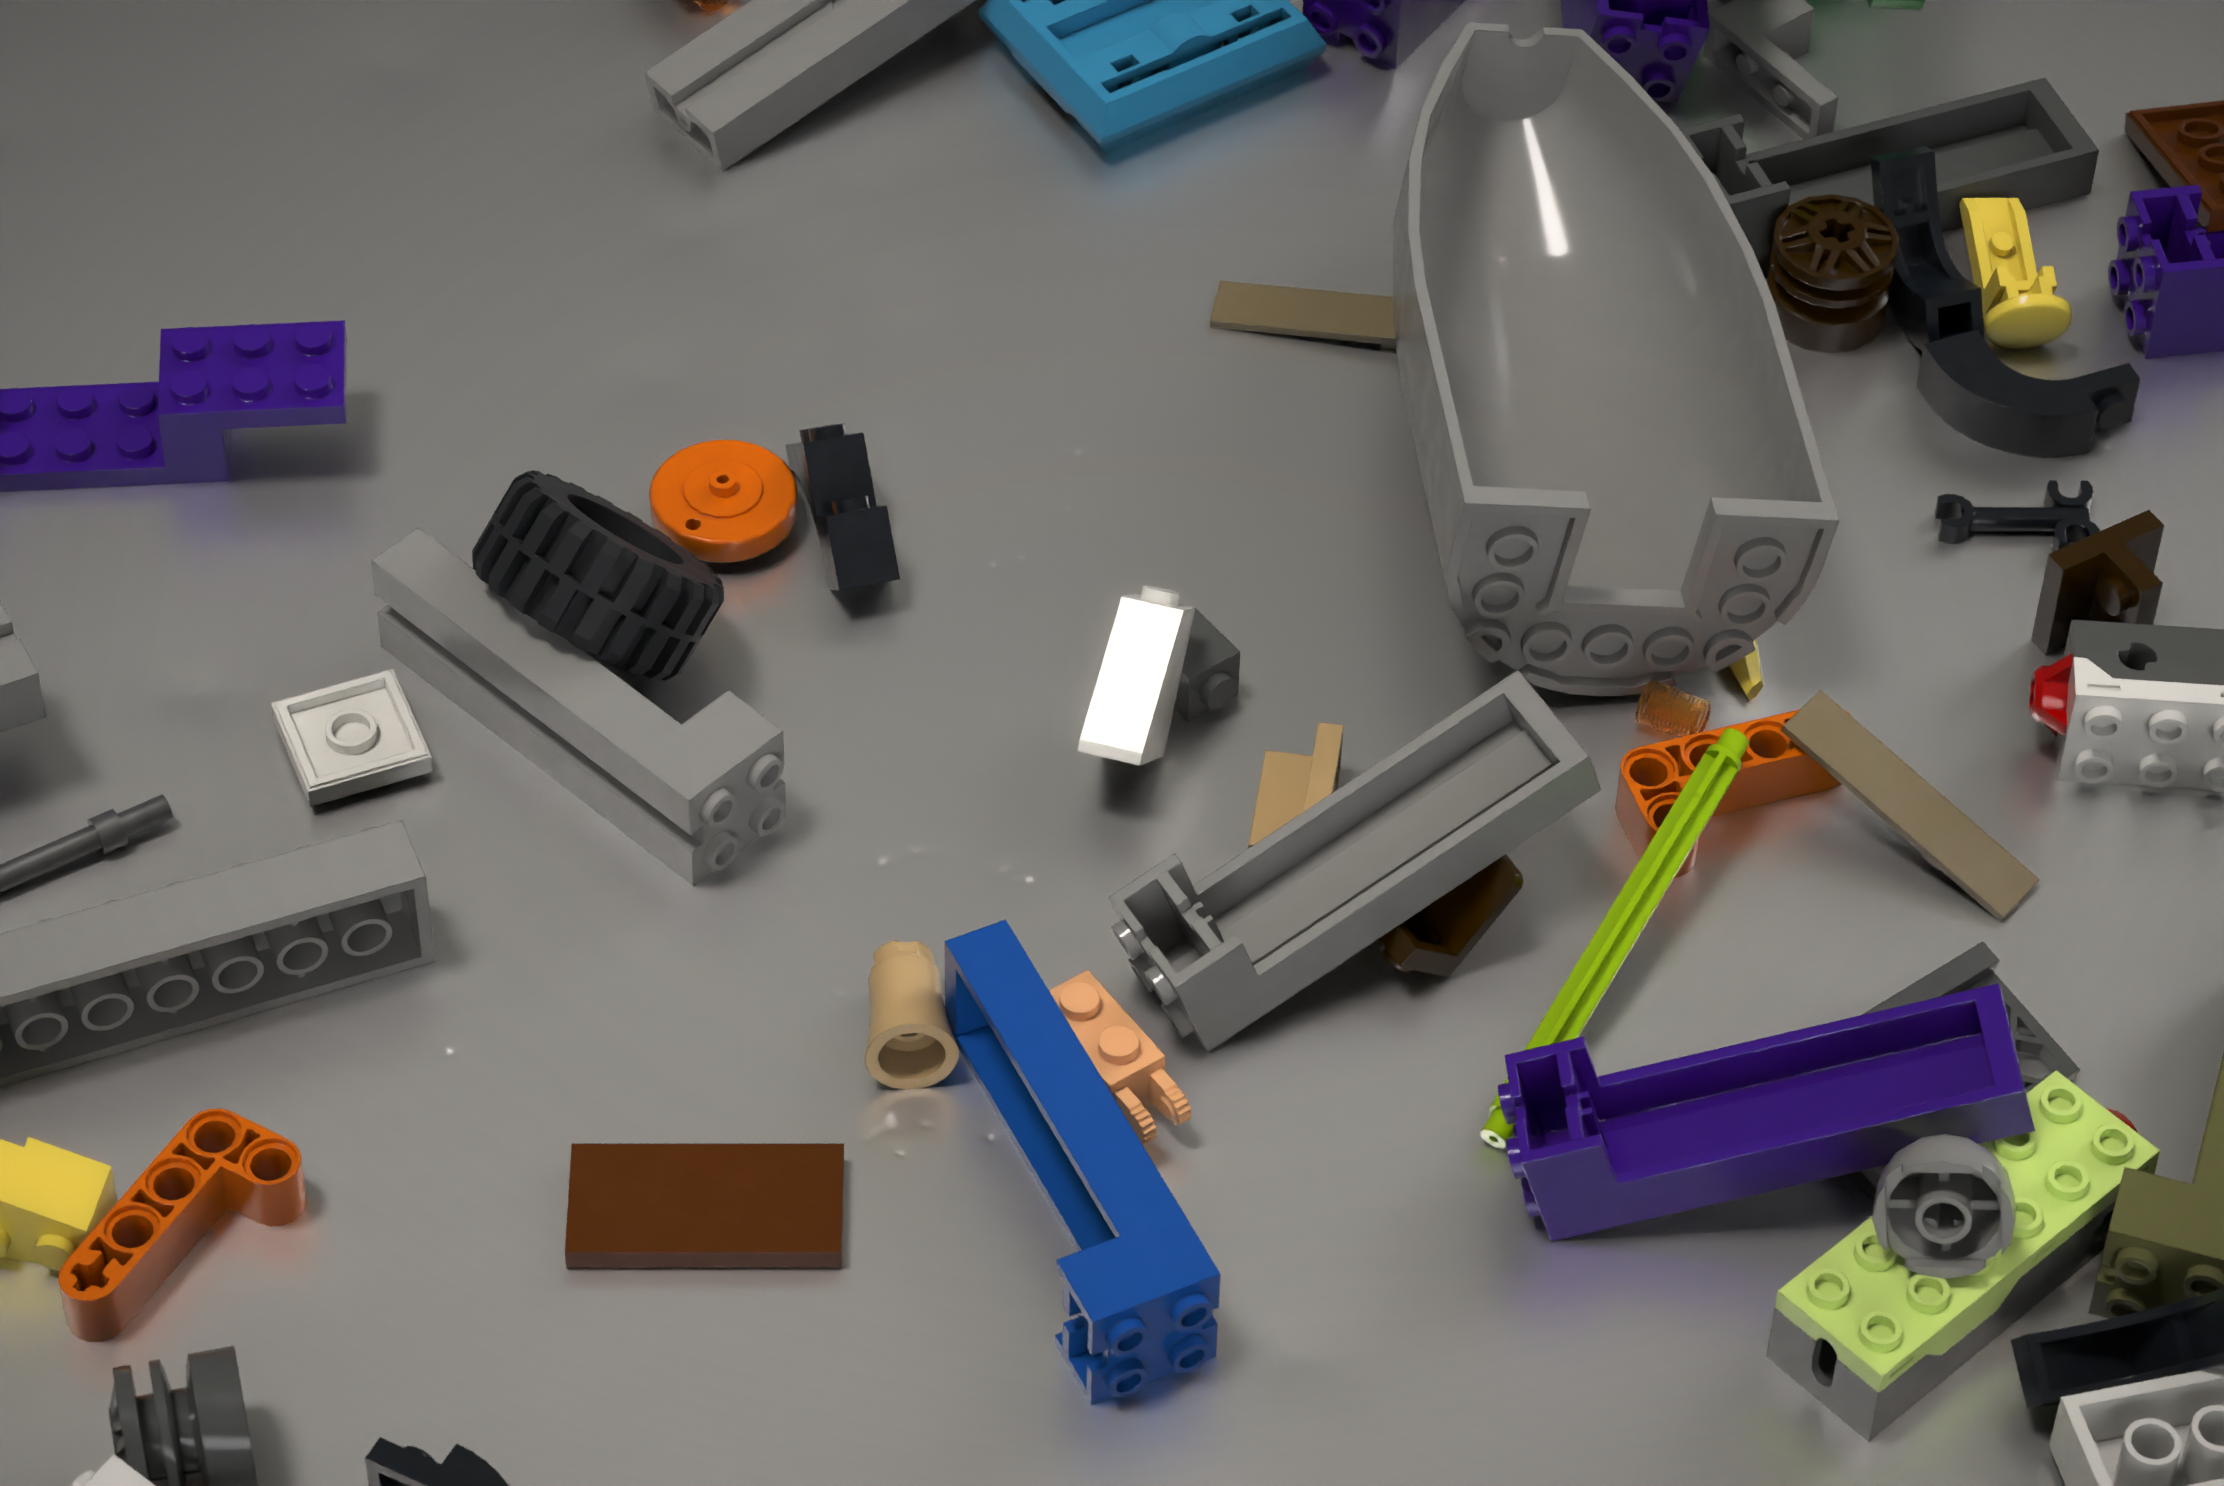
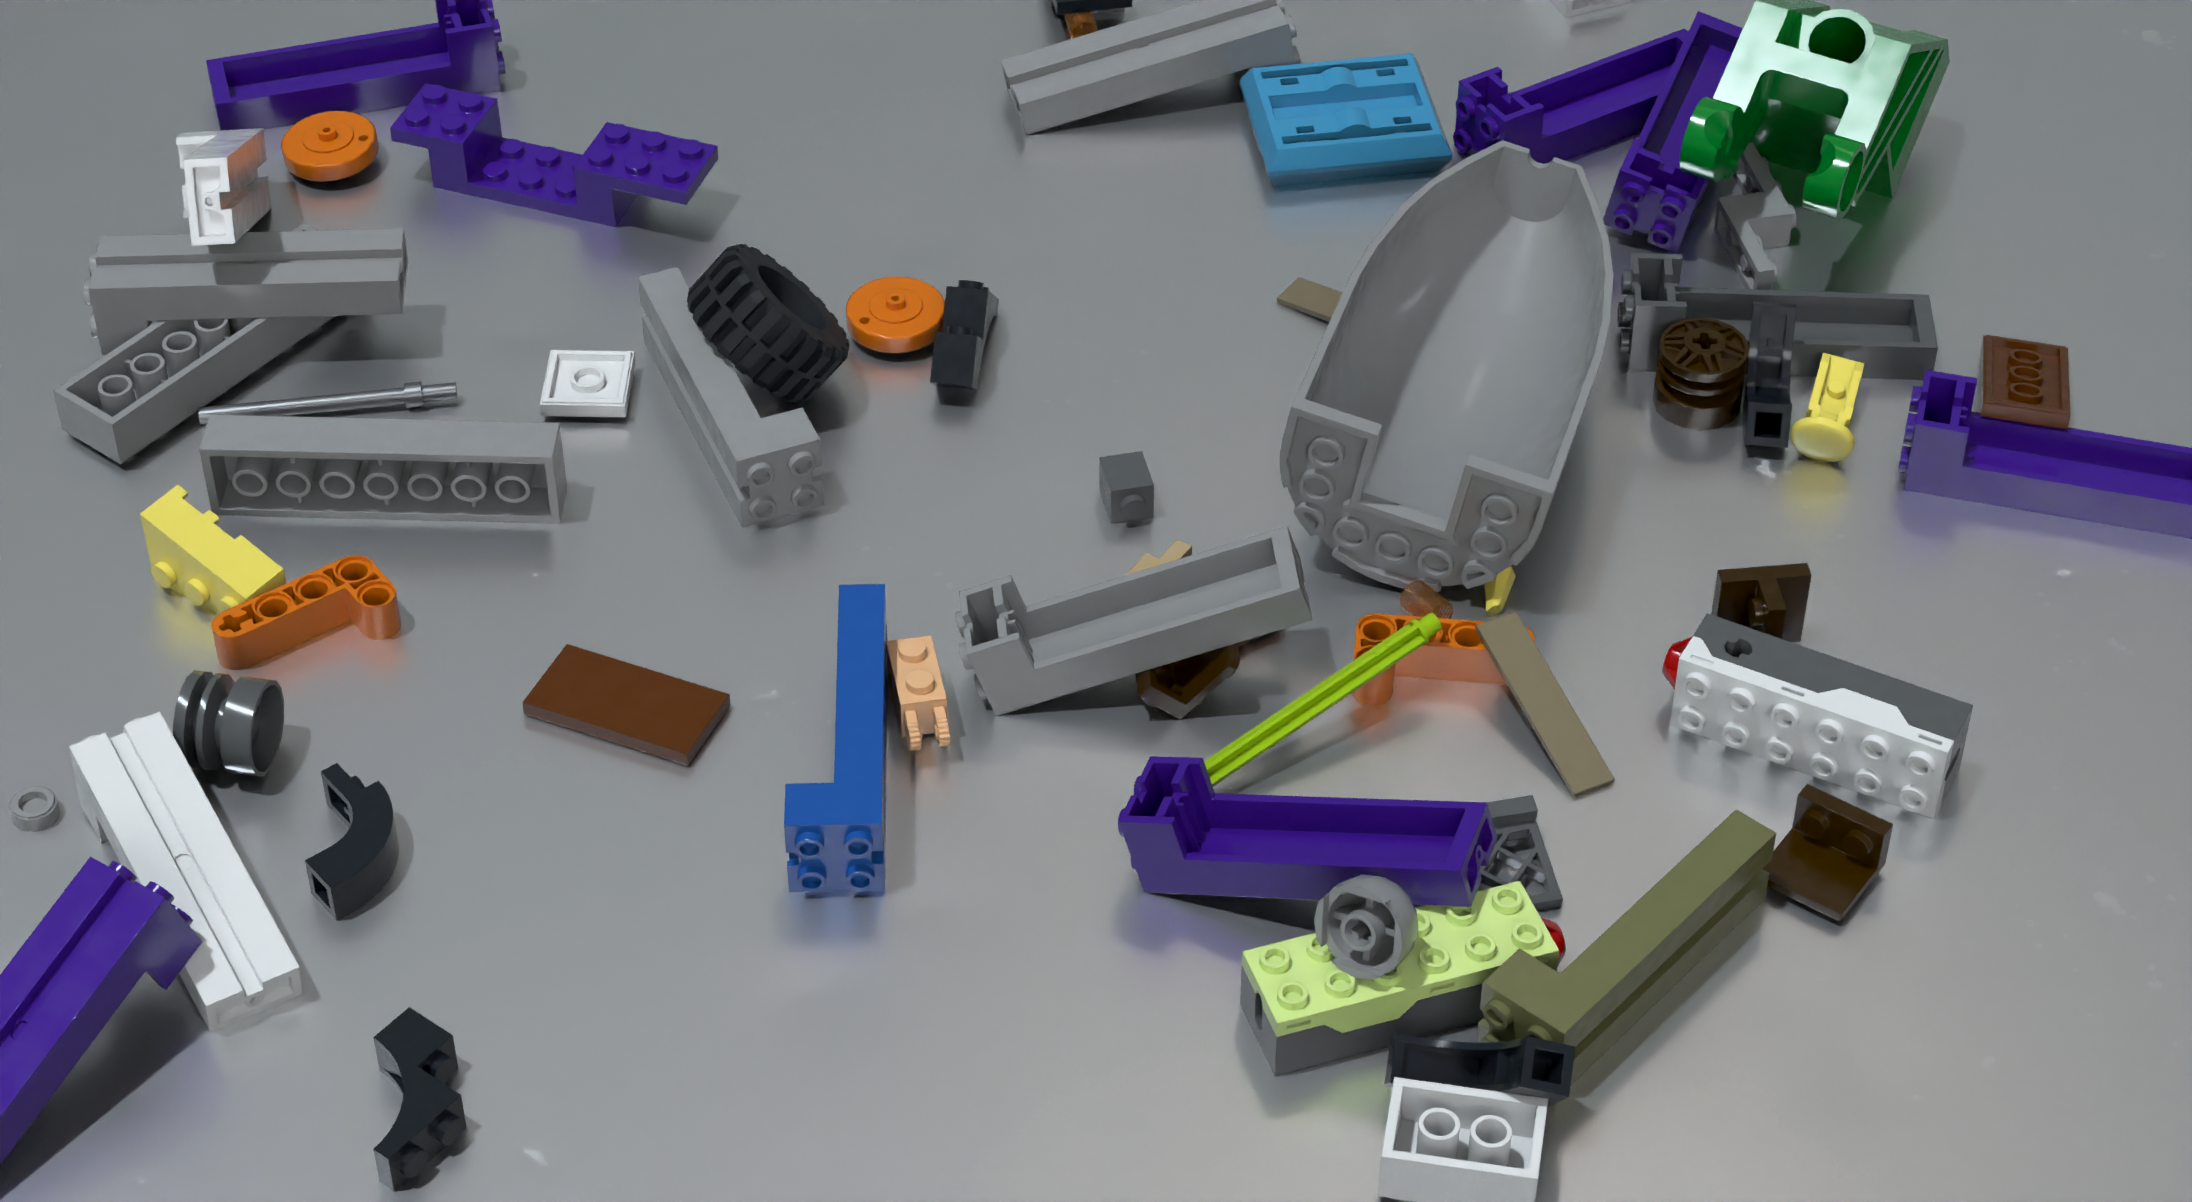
camera: 25 degrees right, 5 degrees down
(908, 1021) = (808, 639): tan plant -> none
(1139, 678) = (1070, 479): white slope -> none
(2019, 412) = (1789, 496): black arch -> none
(2062, 515) = (1703, 548): black bar -> none

